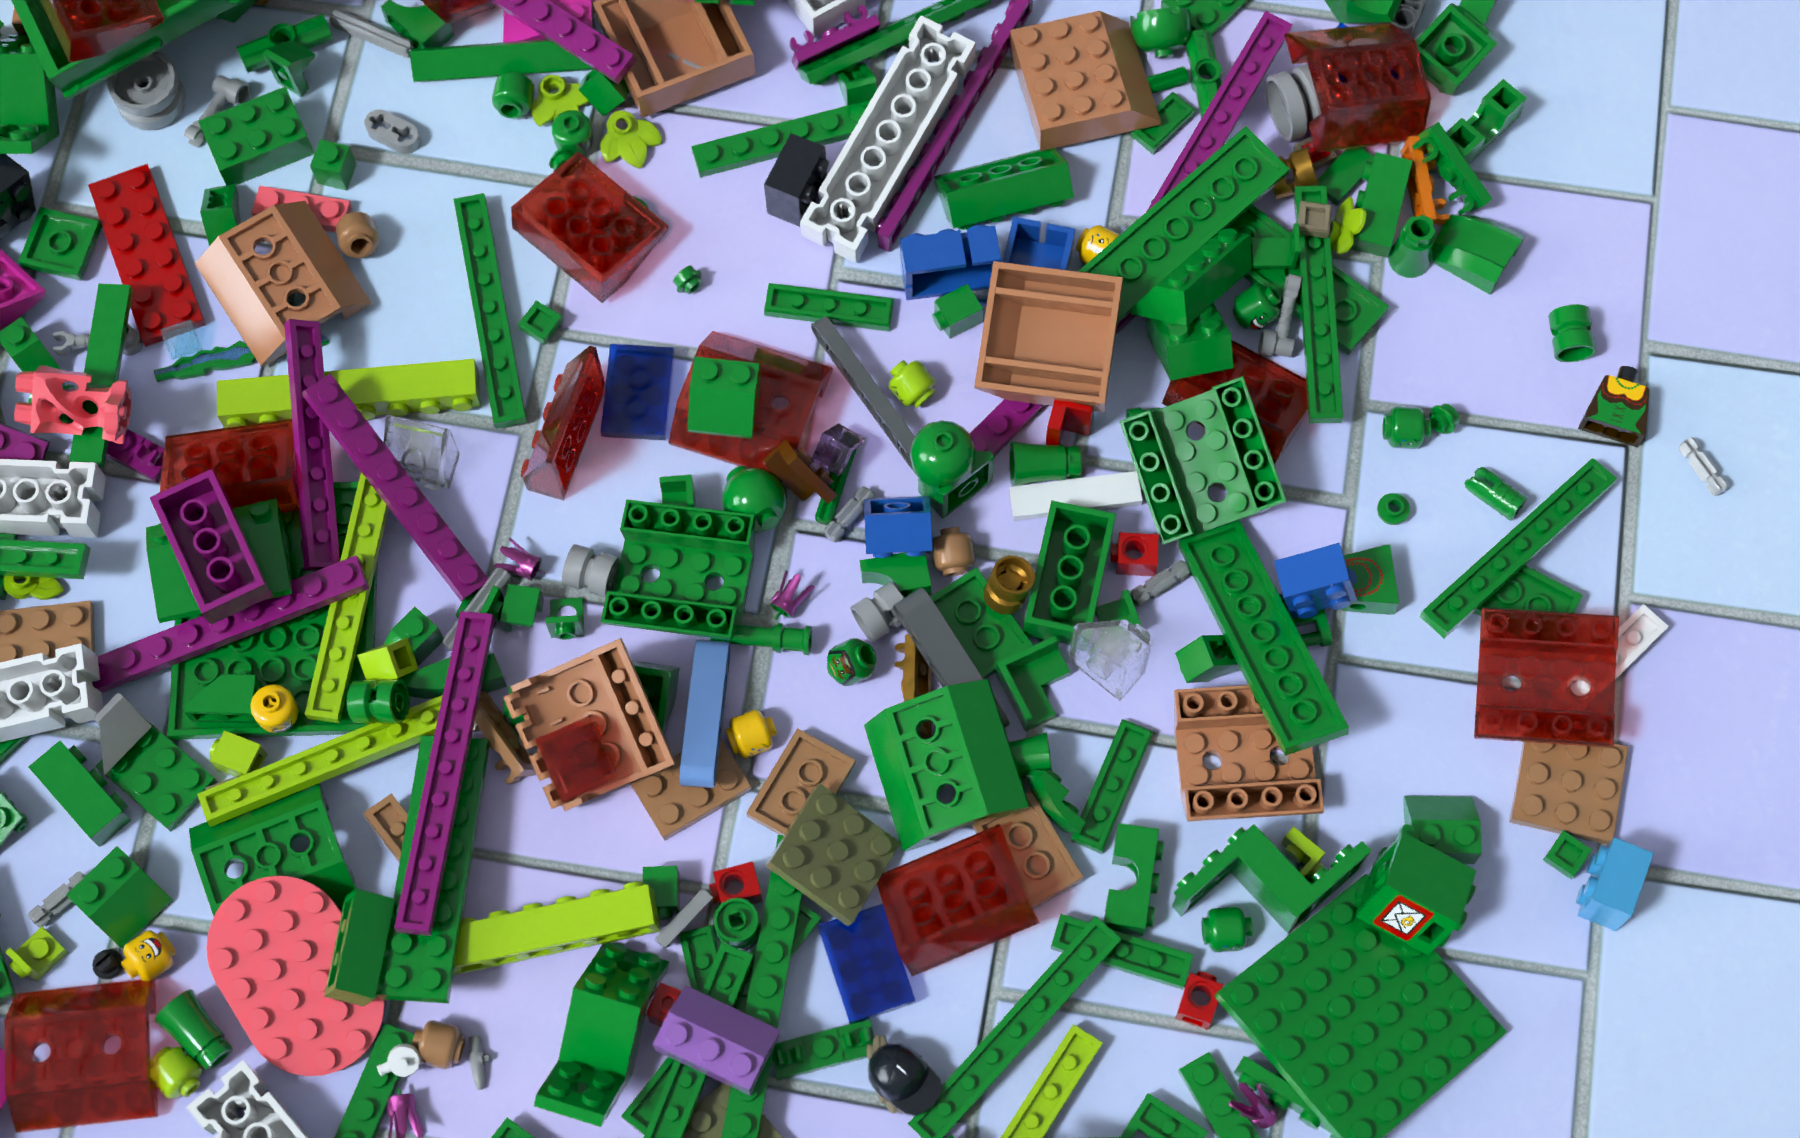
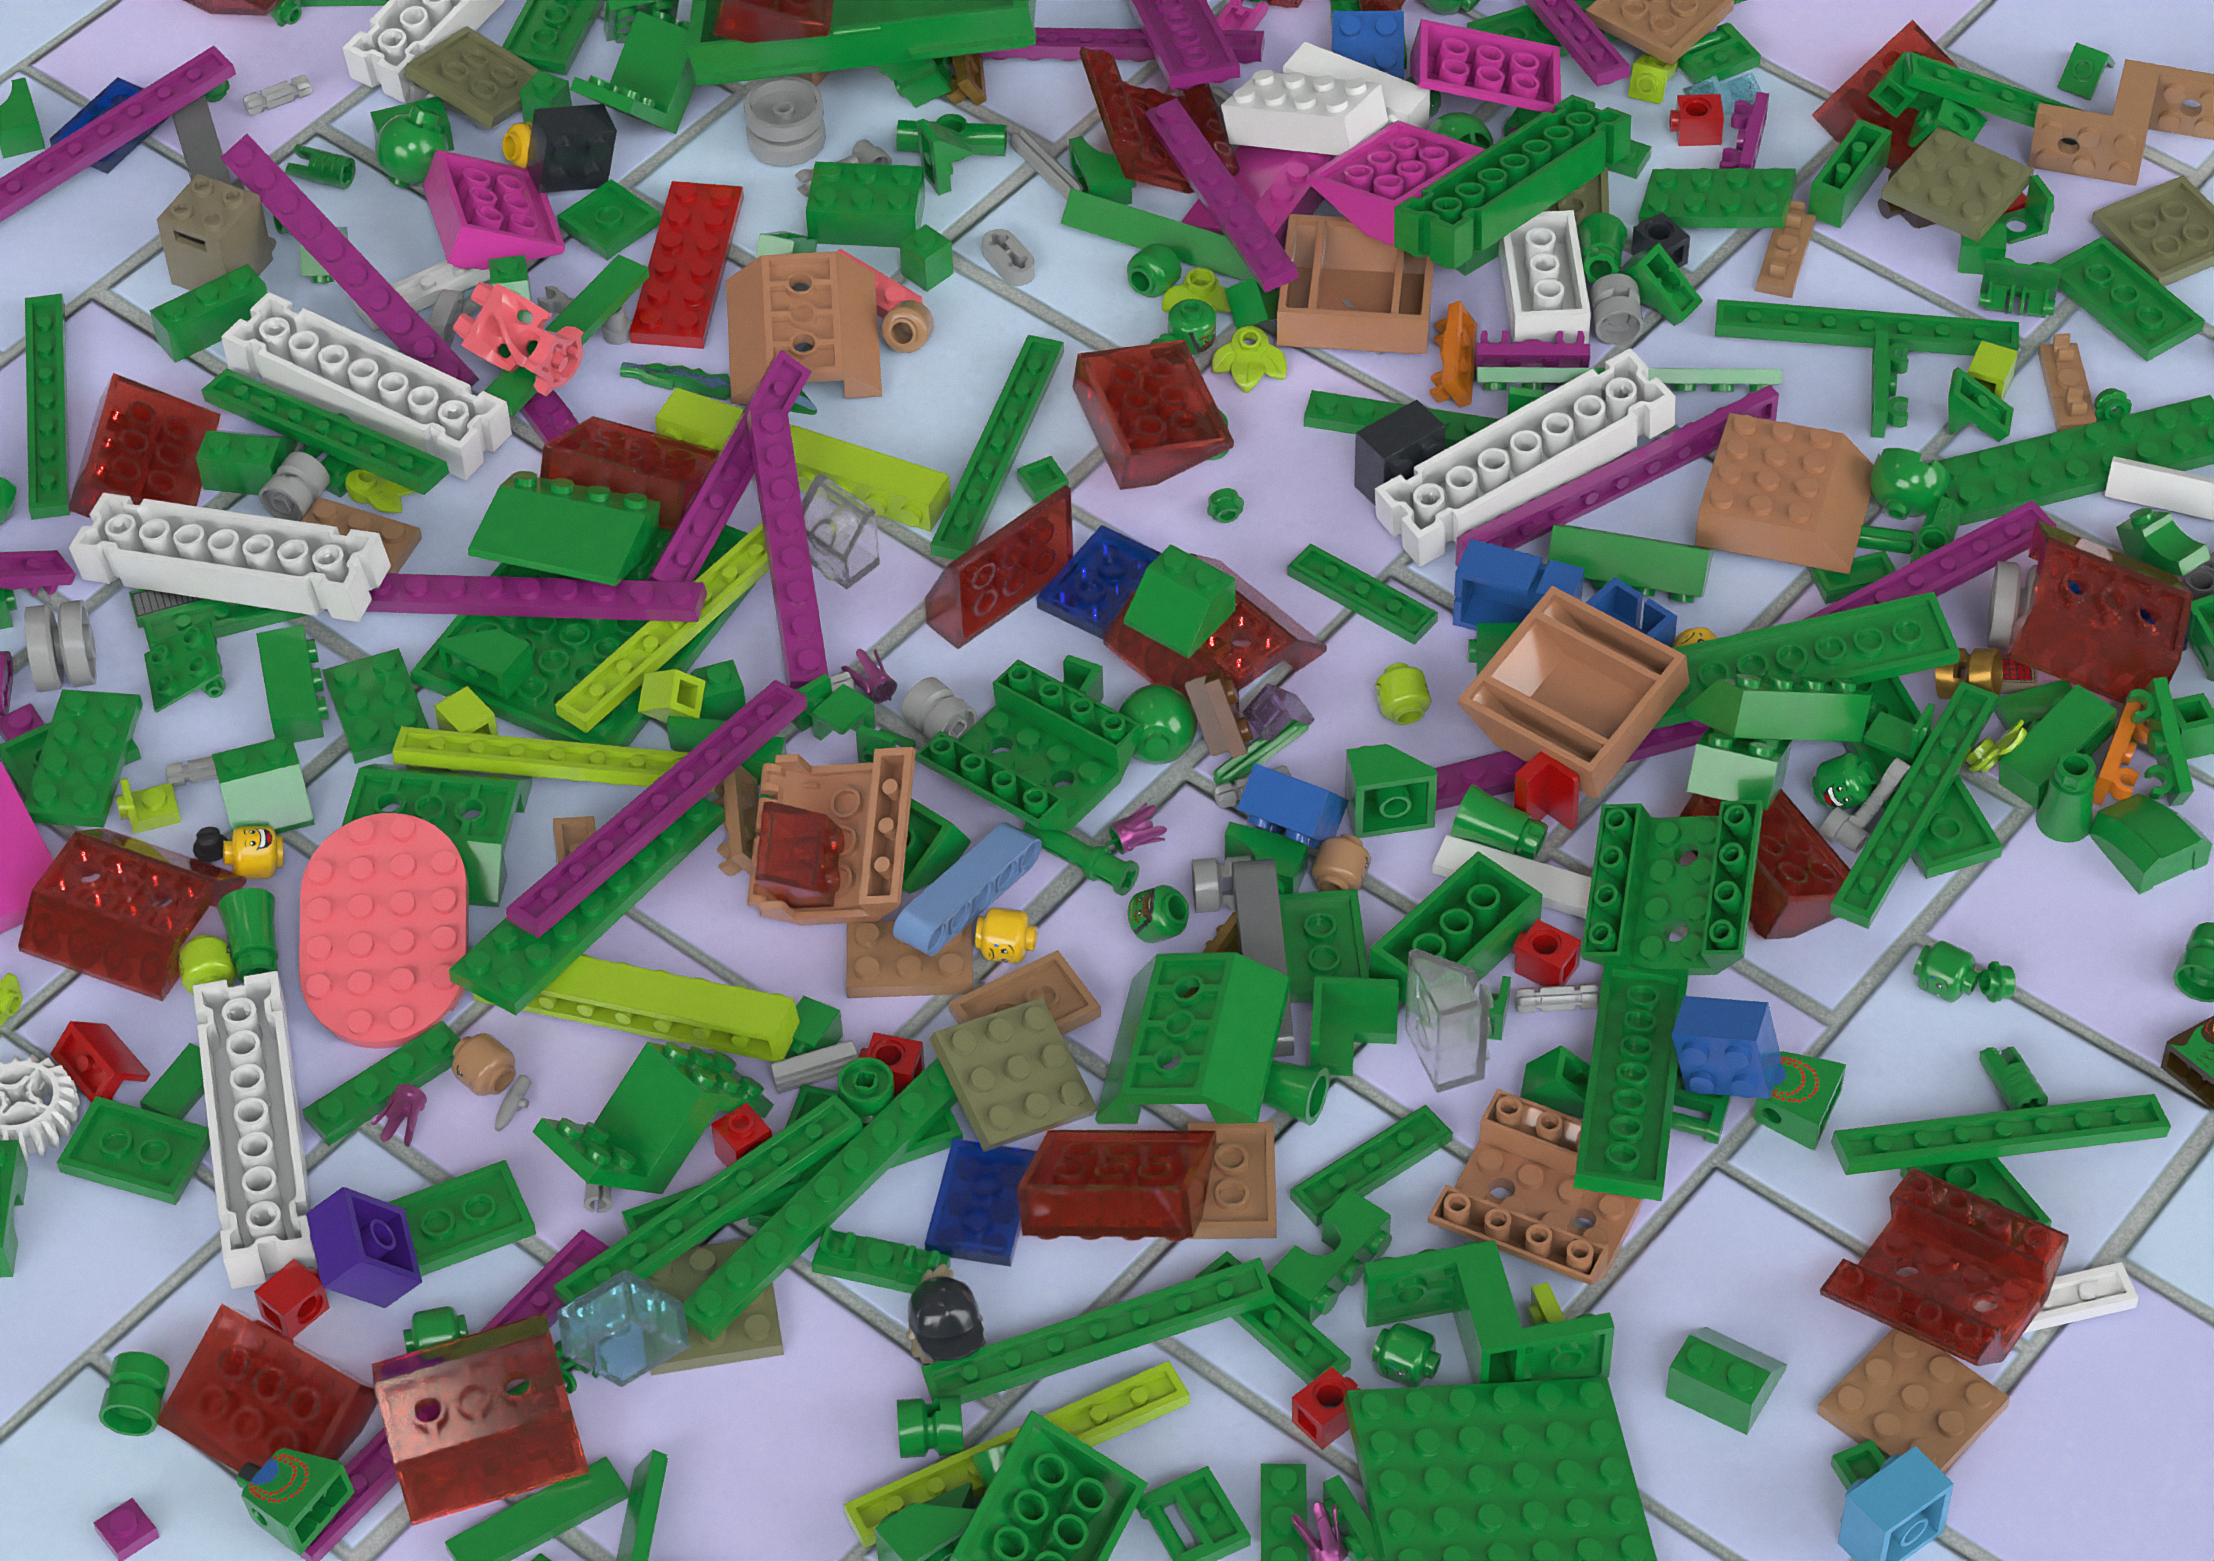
camera: 30 degrees right, 20 degrees down
(119, 729) = (365, 634): light grey slope -> none
(181, 339) = (669, 345): clear light blue tile -> none
(211, 546) = (561, 498): magenta brick -> none
(274, 708) = (529, 685): yellow head -> none
(360, 947) = (460, 921): green brick -> none
(378, 701) = (635, 722): green wheel -> none
(402, 1061) = (434, 1055): white piece -> none
(716, 1040) = (763, 1173): medium lavender slope -> none
(779, 66) = (1458, 356): none -> orange plate
(864, 387) = (1348, 671): dark grey beam -> none
(943, 454) = (1379, 743): green cylinder -> none
(1008, 584) = (1376, 907): pearl gold wheel -> none
(1050, 796) = (1291, 1120): green slope -> none
(1314, 219) = (1960, 717): dark tan tile -> none
(1390, 517) = (1876, 1053): green plate -> none
(1416, 893) = (1644, 1402): green container -> none

